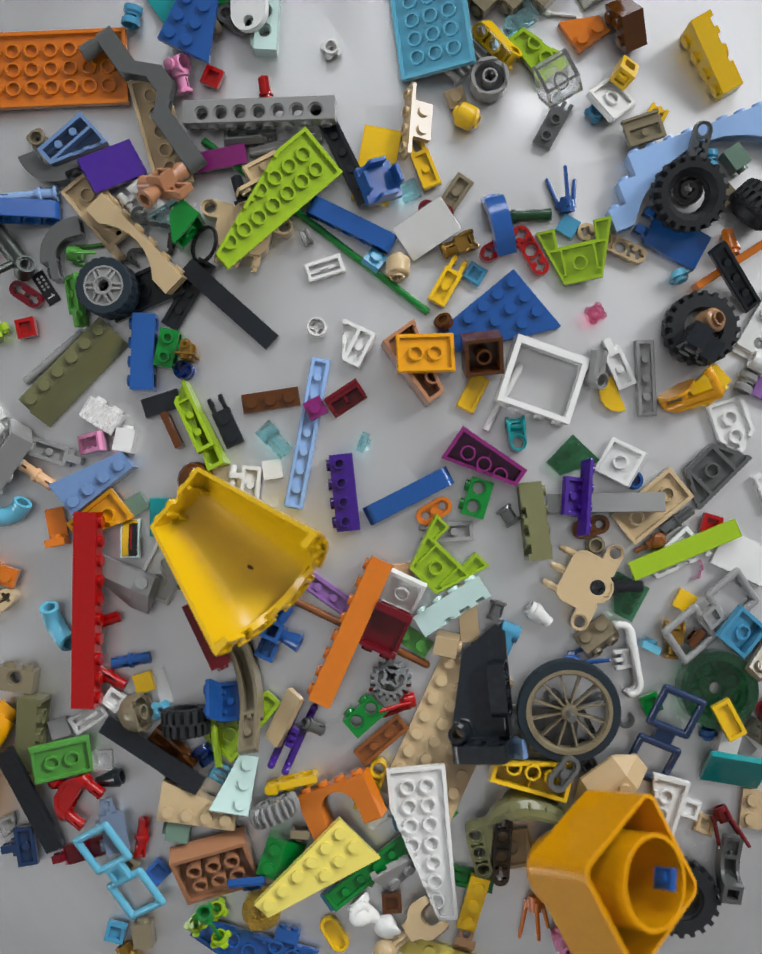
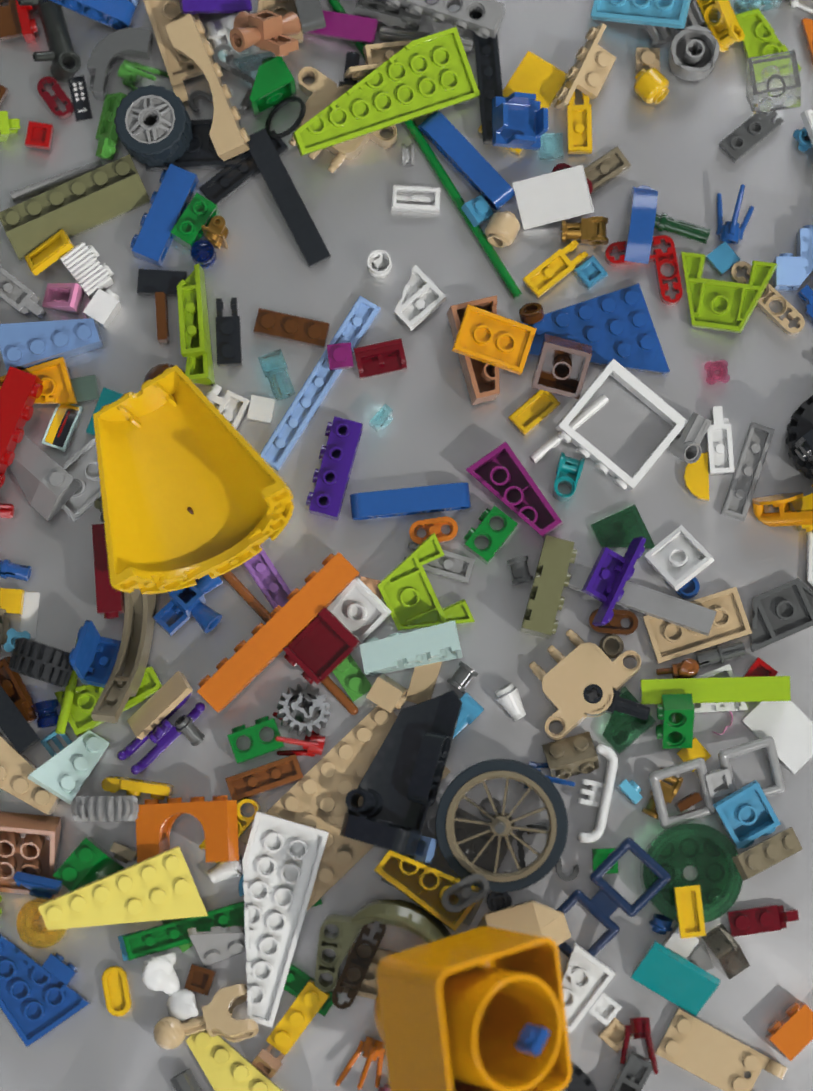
camera: 25 degrees right, 5 degrees down
(68, 413) = (49, 252): none -> yellow tile
(665, 583) = (676, 721): none -> green brick

